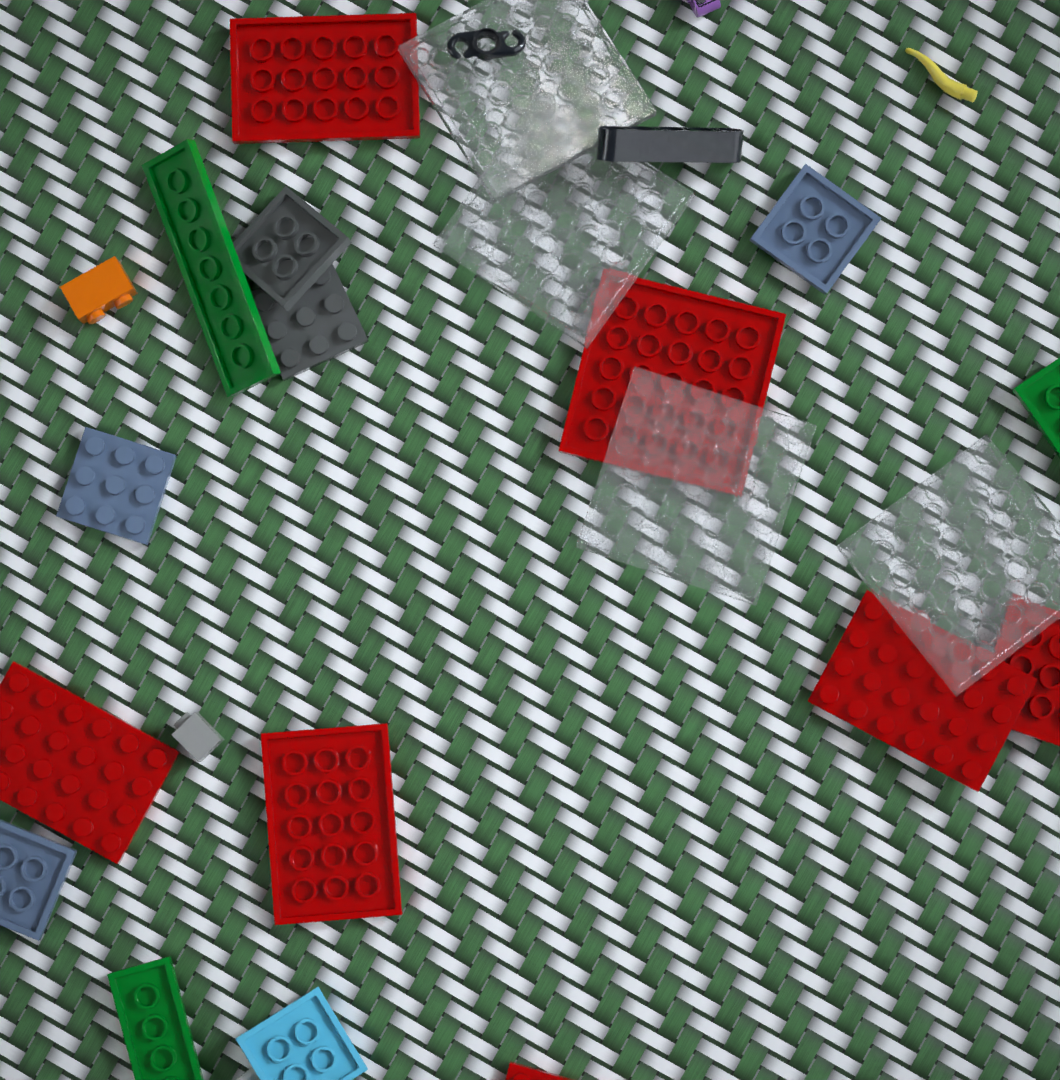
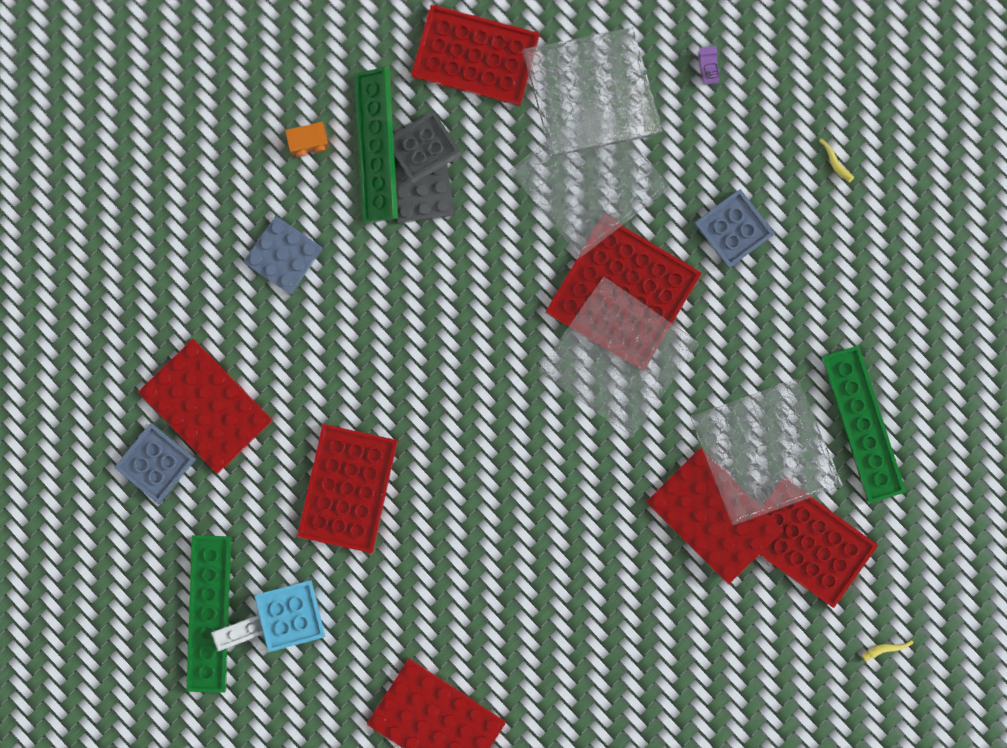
camera: 20 degrees right, 0 degrees up
(196, 735) = (285, 413): light grey brick -> none
(472, 37) = (582, 69): black piece -> none
(669, 144) = (664, 153): black beam -> none

